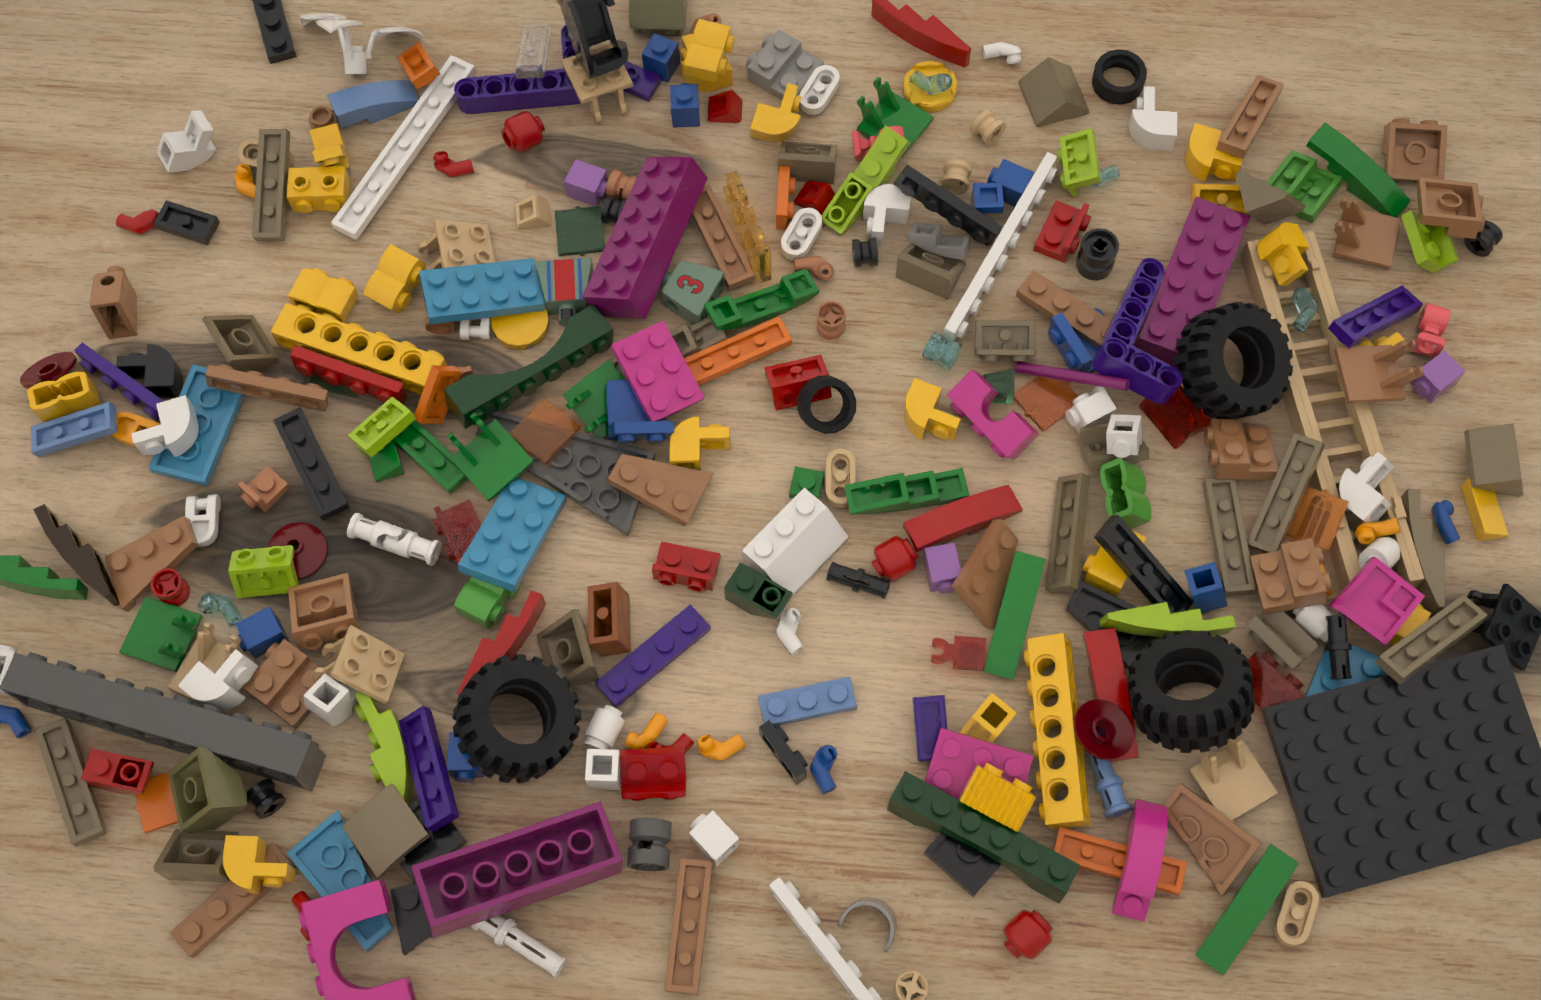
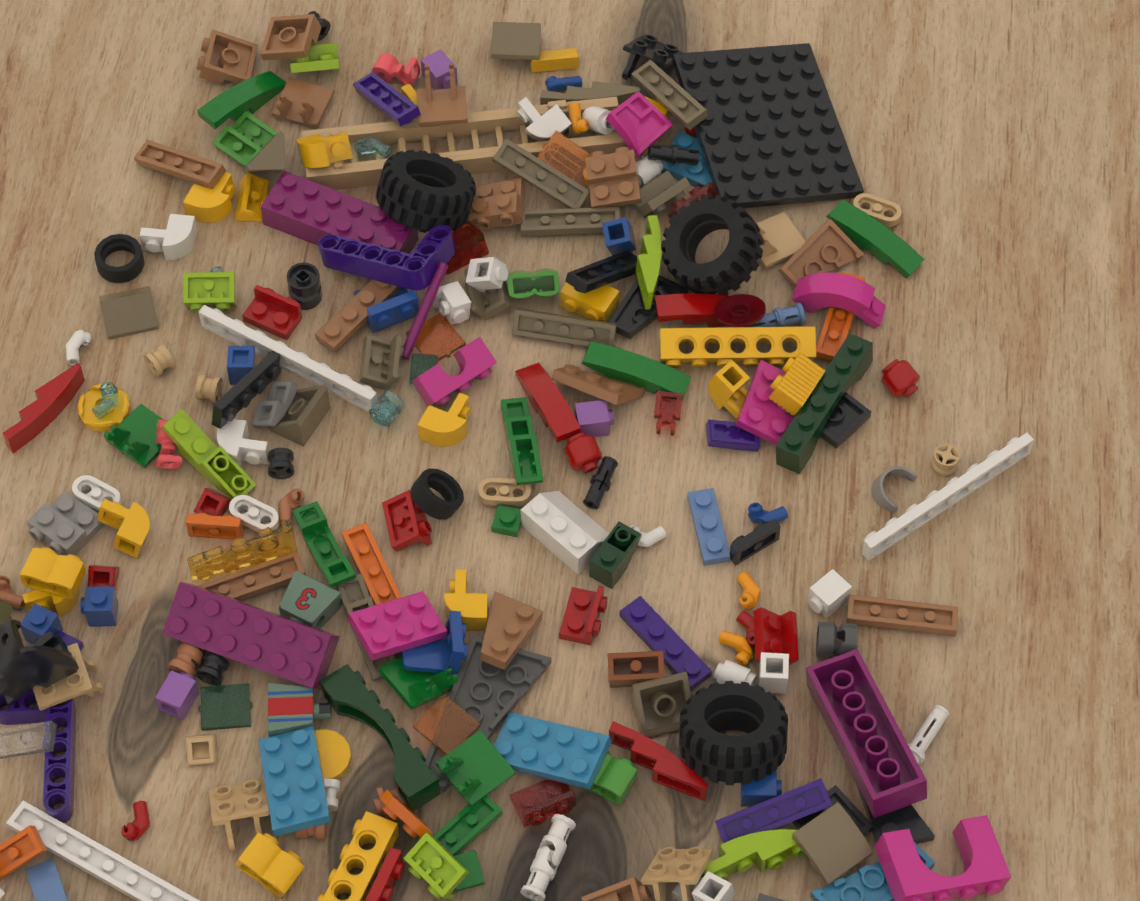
camera: 90 degrees left, 10 degrees down
(523, 131) = (110, 752): red head -> none
(809, 161) = (172, 504): dark tan slope -> none
(834, 314) = (348, 492): nougat wheel -> none
(1013, 179) = (216, 345): blue brick -> none

